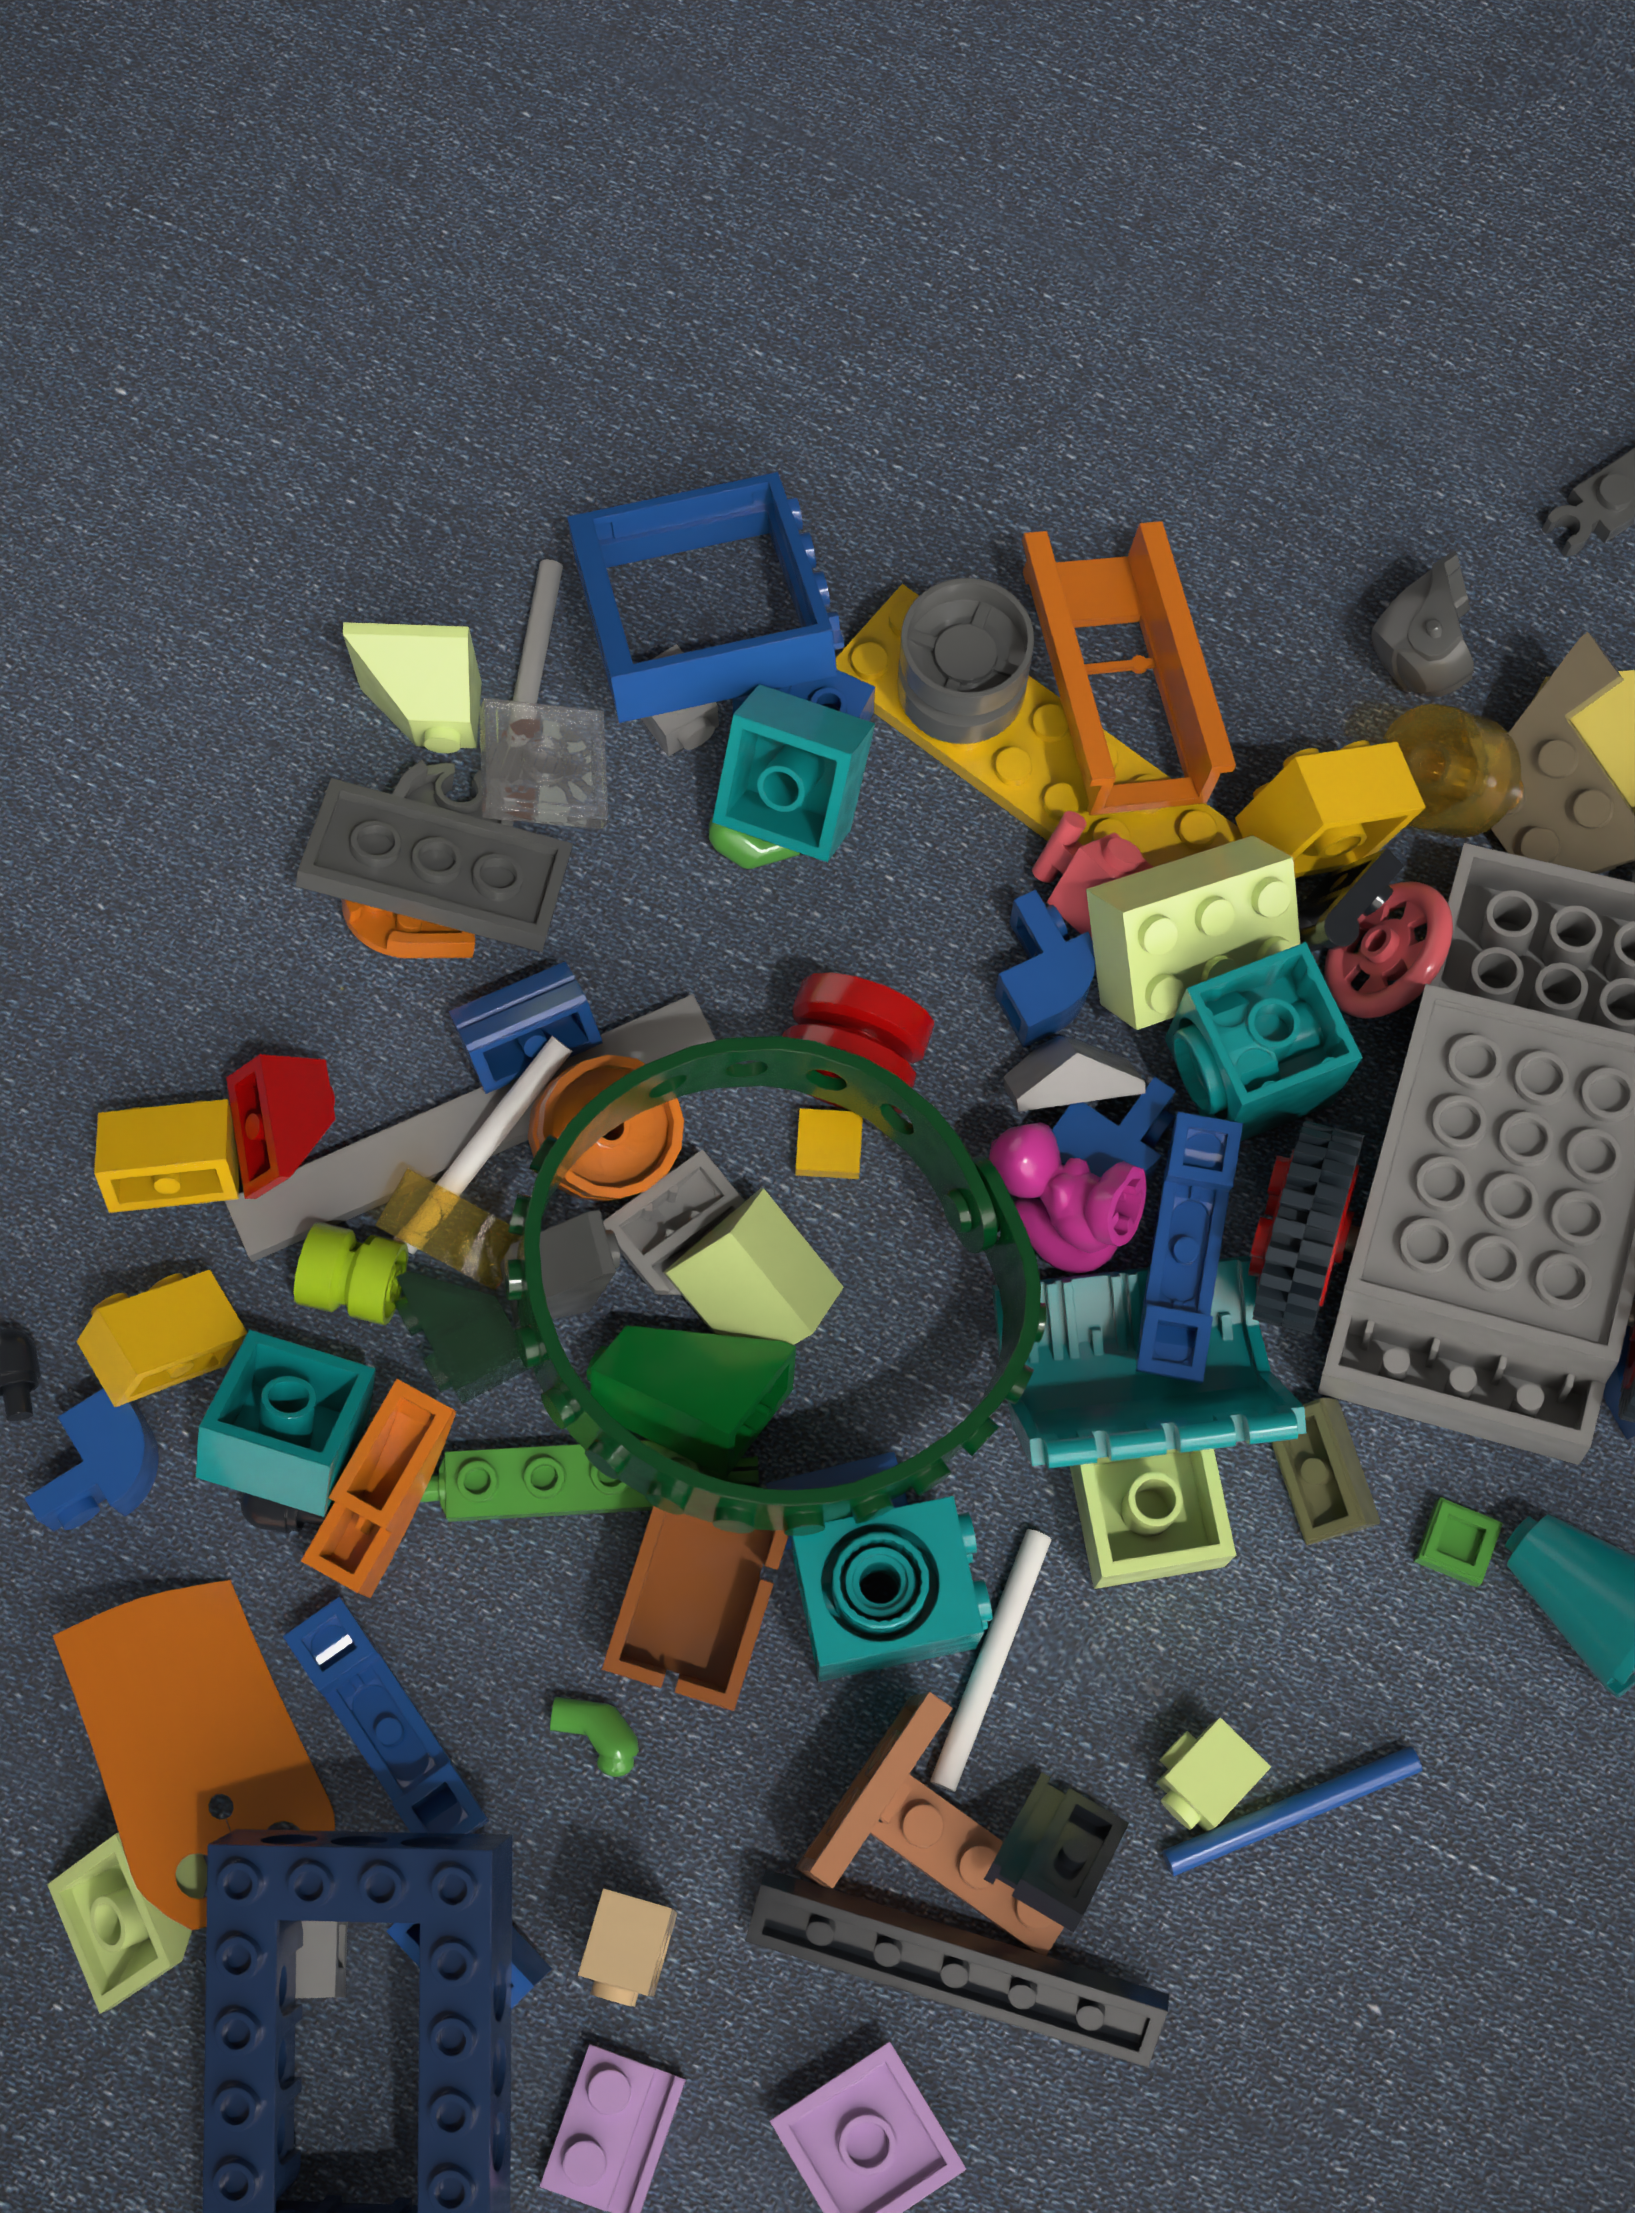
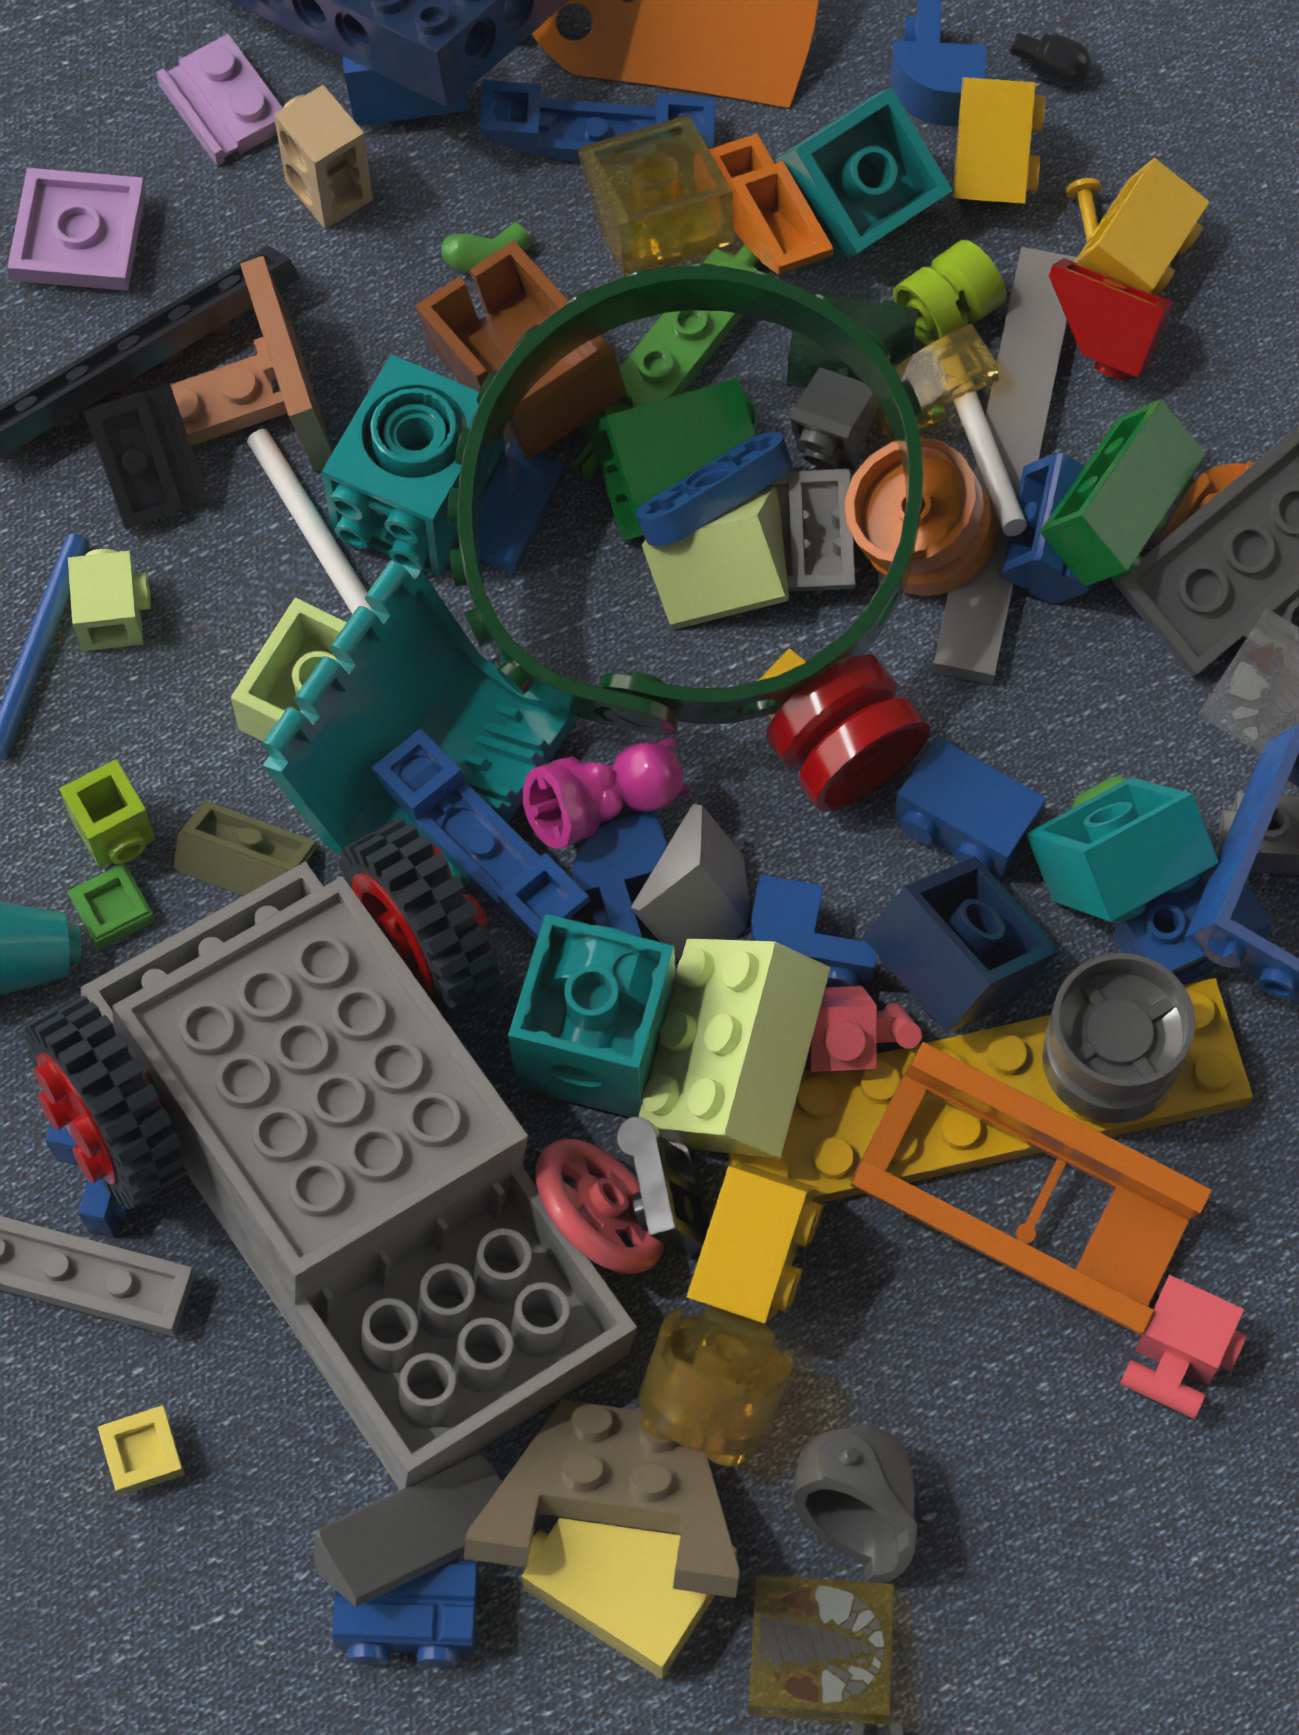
camera: 130 degrees right, 5 degrees down
(163, 1231) = (1084, 191): none -> yellow pin
(432, 1604) = (658, 195): none -> clear yellow slope
(464, 978) = (1123, 494): none -> green brick
(735, 1293) = (714, 489): none -> blue beam
(832, 918) = (967, 808): none -> blue brick
(966, 836) = (960, 944): none -> dark blue brick
(1120, 497) = (1187, 1336): none -> coral brick
(1404, 1589) = (108, 815): none -> lime brick
(1547, 596) = (821, 1649): none -> clear yellow tile

